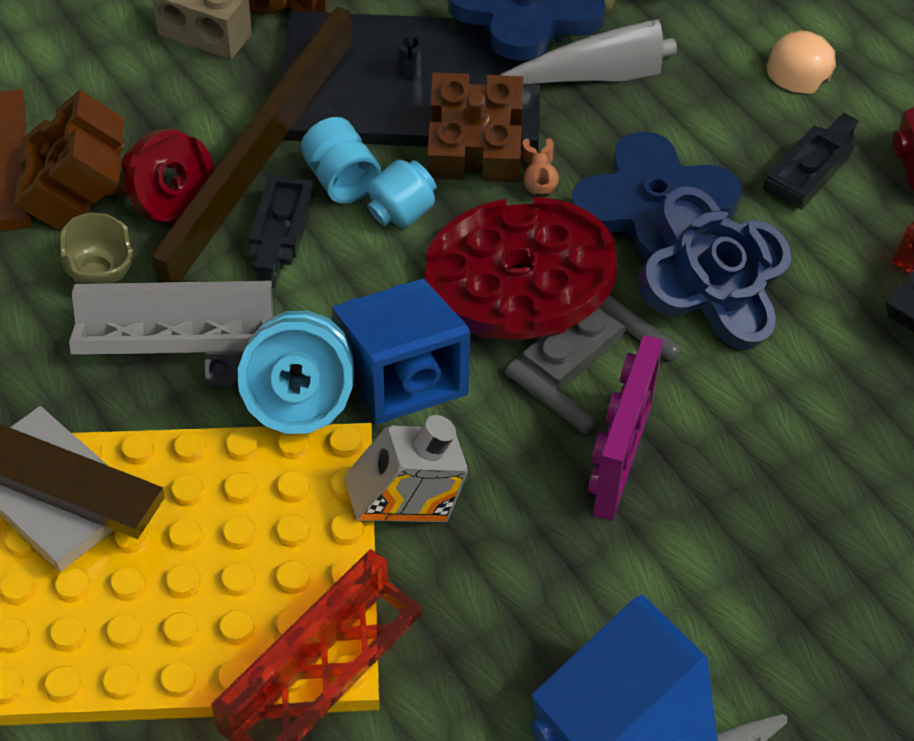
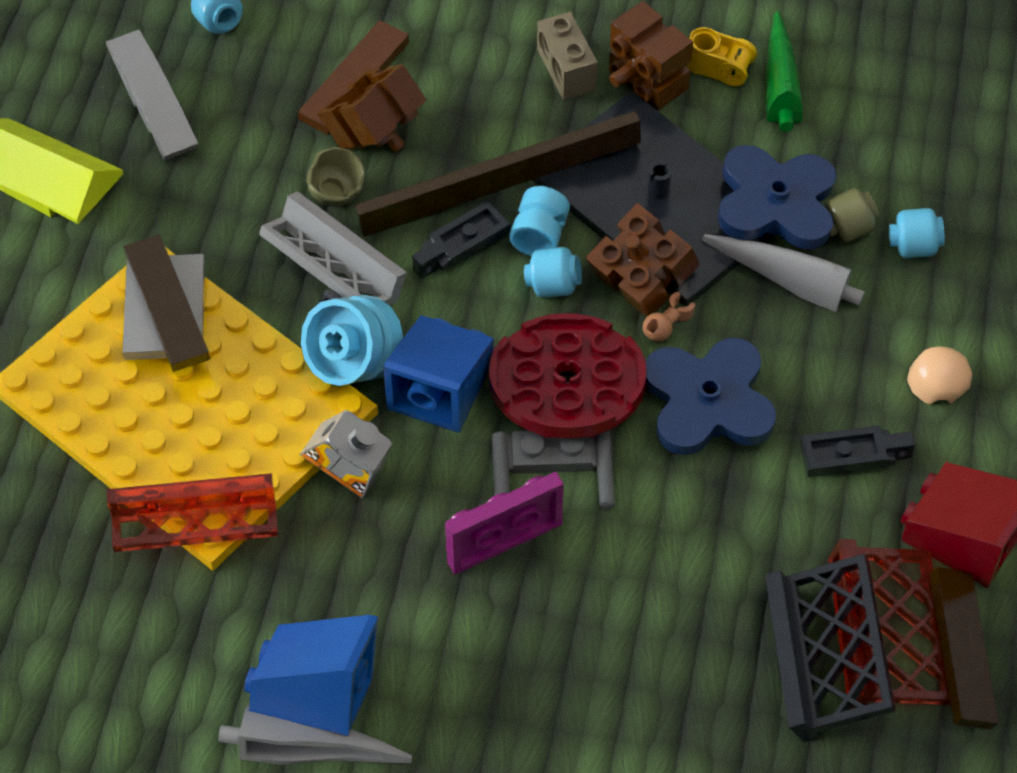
camera: 45 degrees right, 5 degrees up
(145, 170) = (419, 137): dark red plate -> none
(714, 267) = (692, 439): dark blue plant -> none

